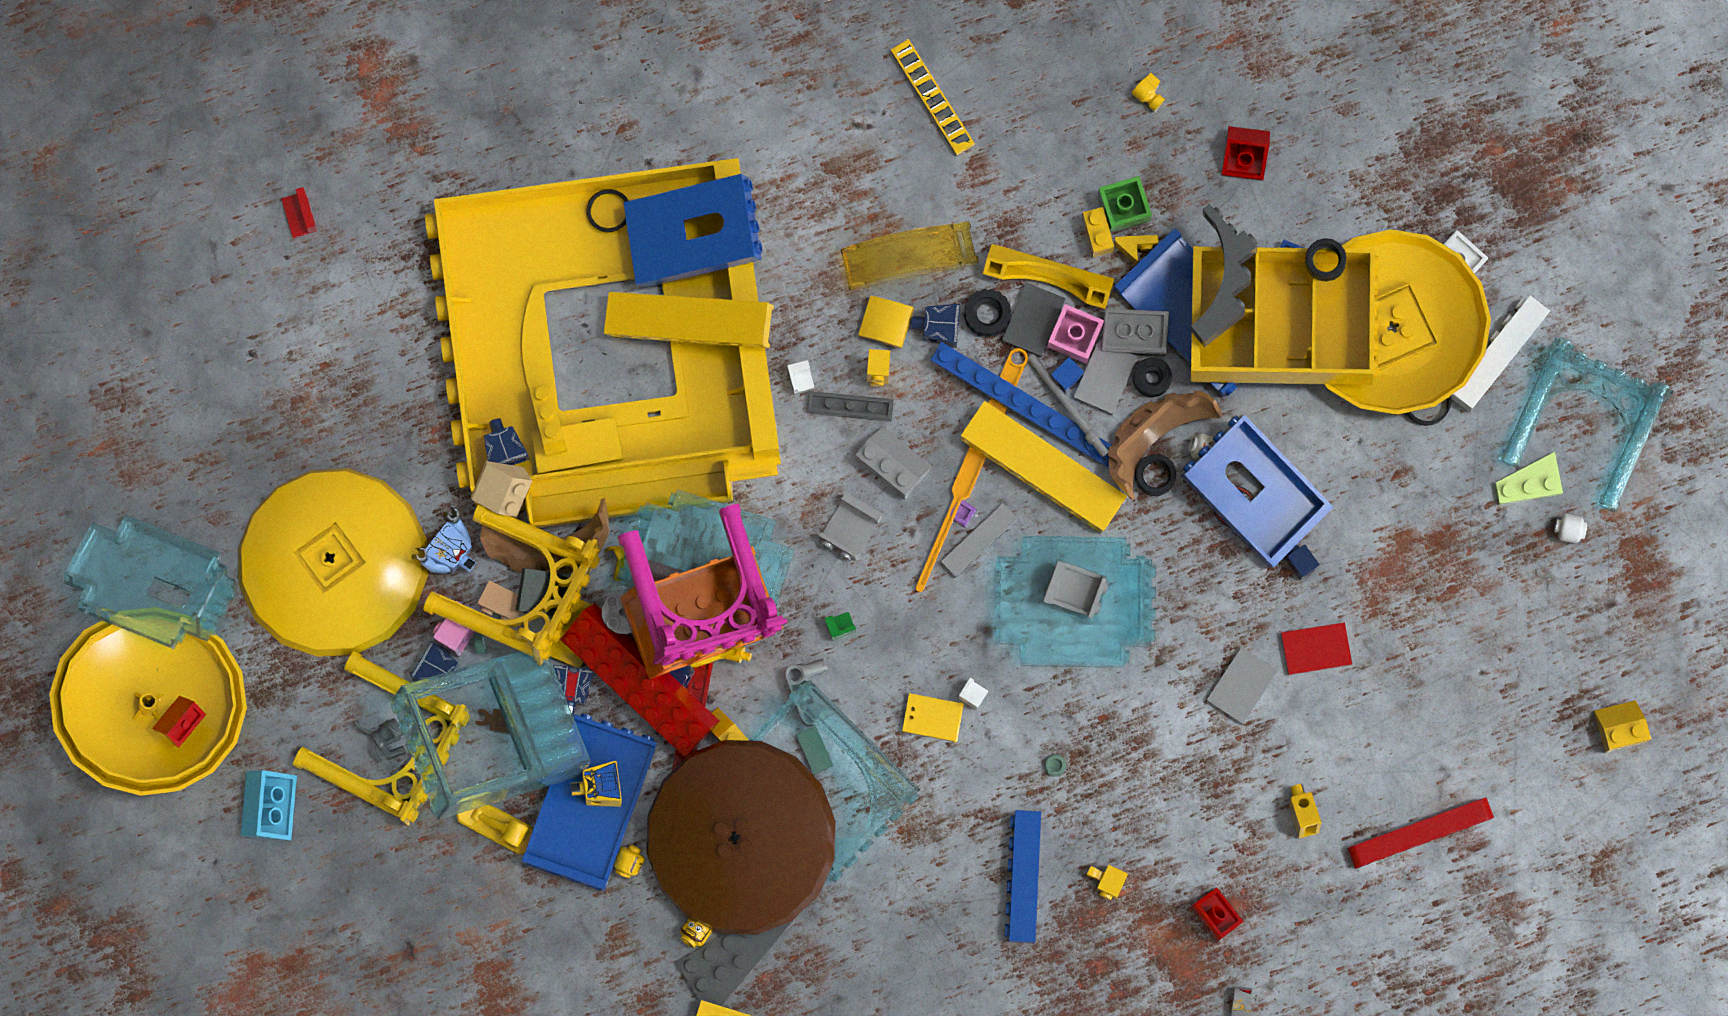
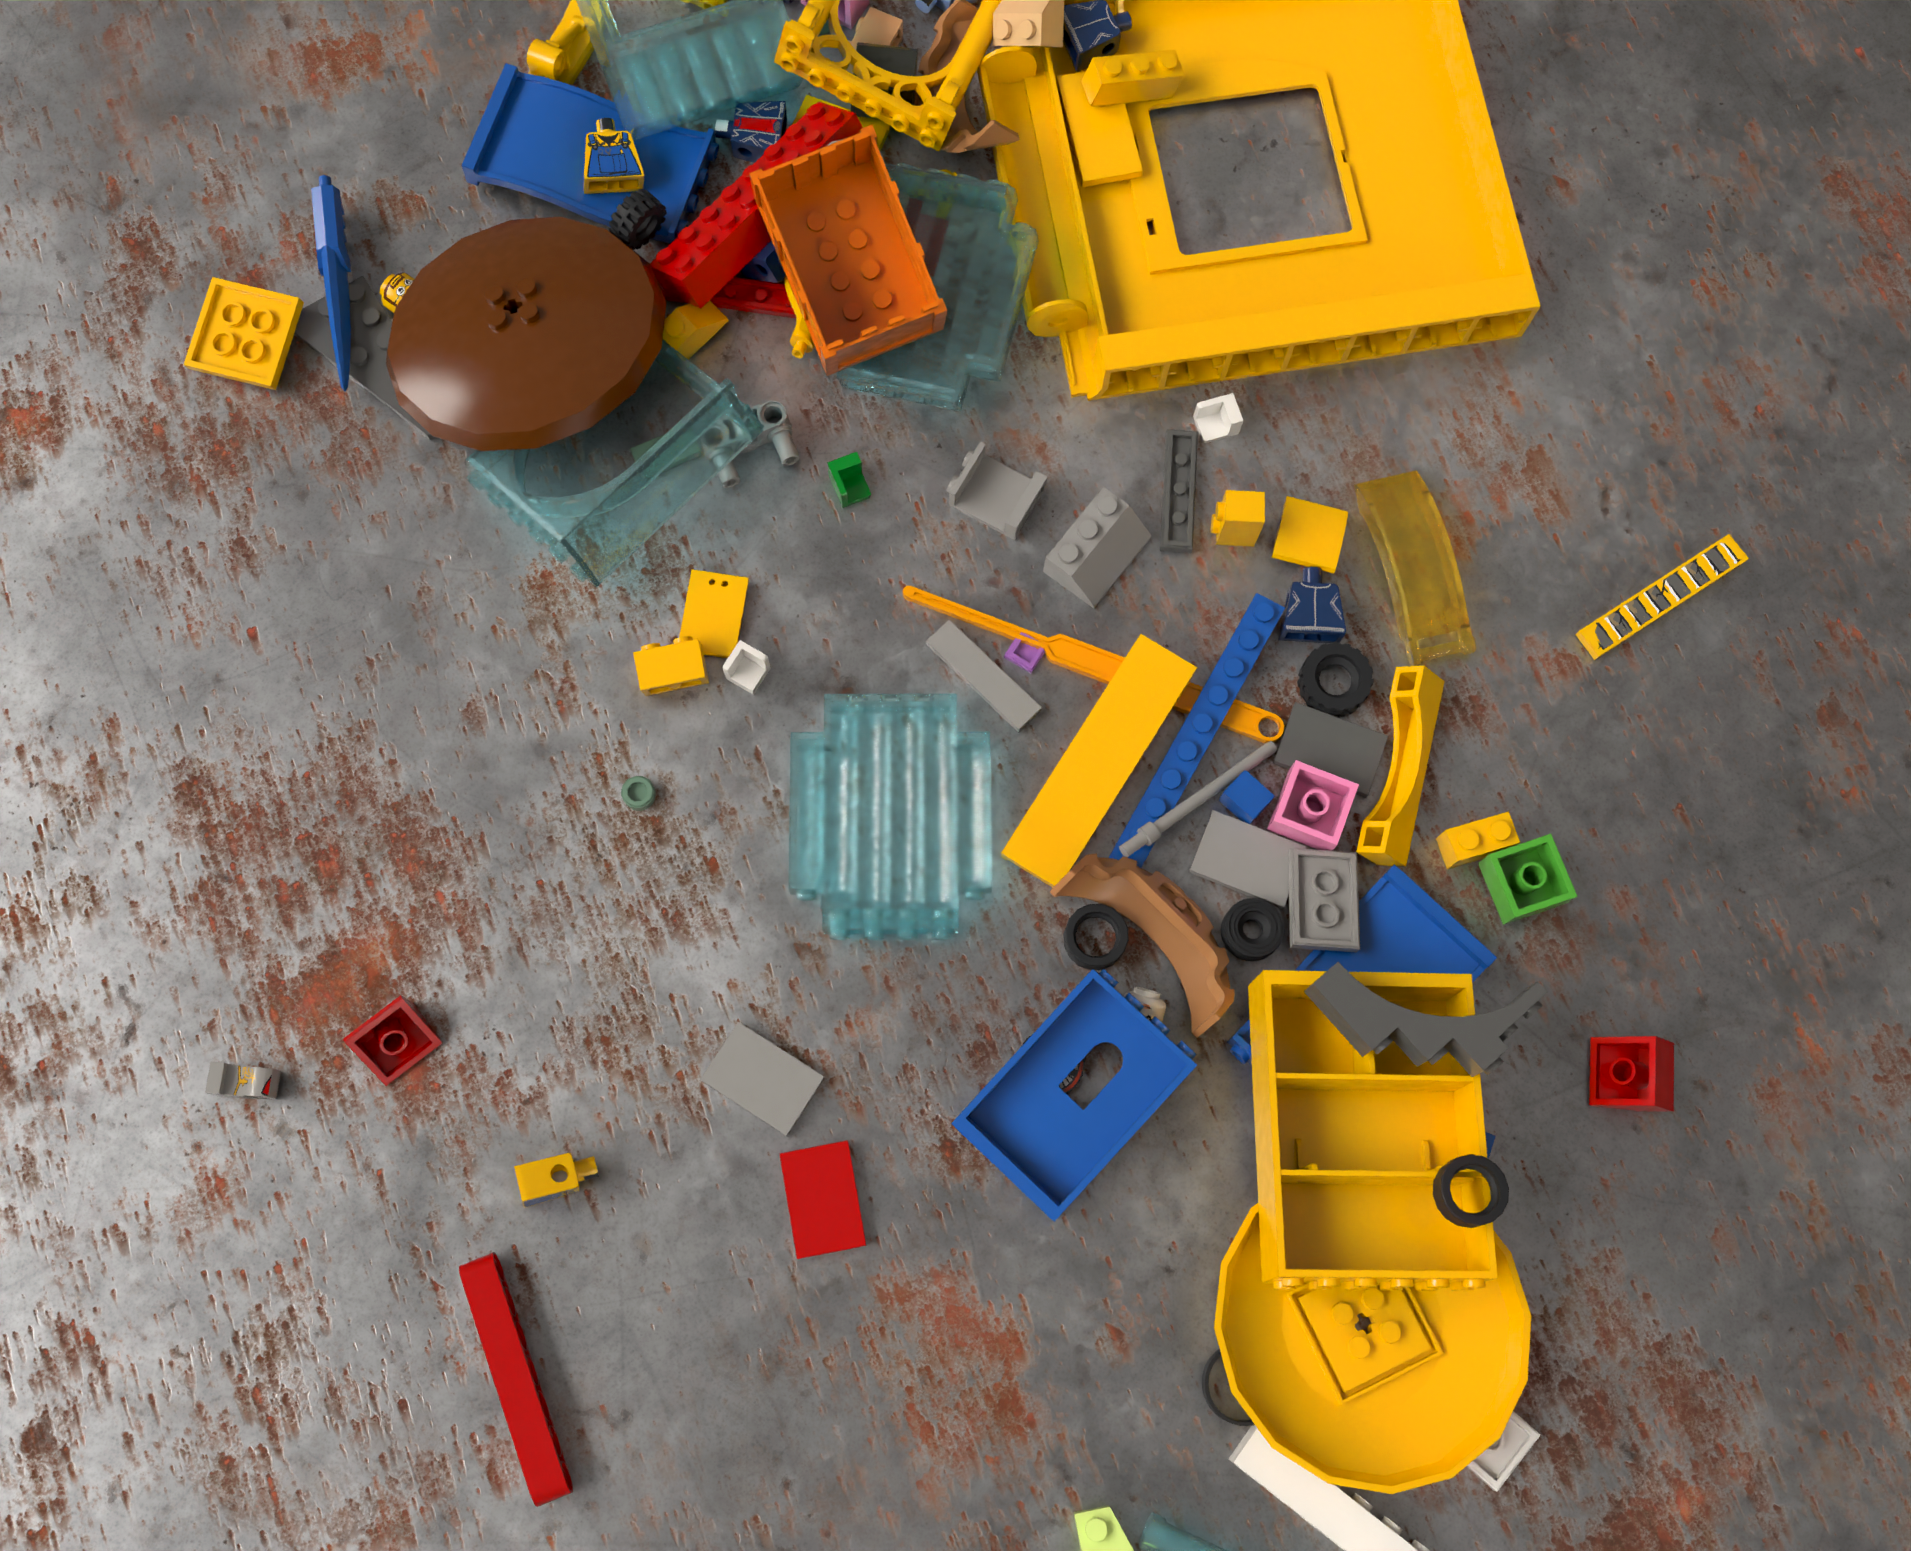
camera: 85 degrees right, 5 degrees down
(593, 198) = (1430, 182): black tyre -> none
(629, 861) = (506, 205): yellow head -> none
(650, 764) = (638, 219): none -> black tyre
(659, 235) = (1378, 225): blue panel -> none
(671, 979) = (334, 266): none -> blue piece
(688, 319) = (1290, 250): yellow tile -> none
(762, 608) = (840, 142): dark pink arch -> none
(972, 743) = (670, 666): none -> yellow brick
(1024, 878) = (465, 746): blue brick -> none
(1075, 588) = (909, 810): light grey panel -> none
(1110, 881) = (455, 875): yellow brick -> none
(1129, 244) = (1464, 893): yellow slope -> none
(1146, 92) = (1712, 912): yellow piece -> none
(1302, 561) = (964, 1172): dark blue brick -> none

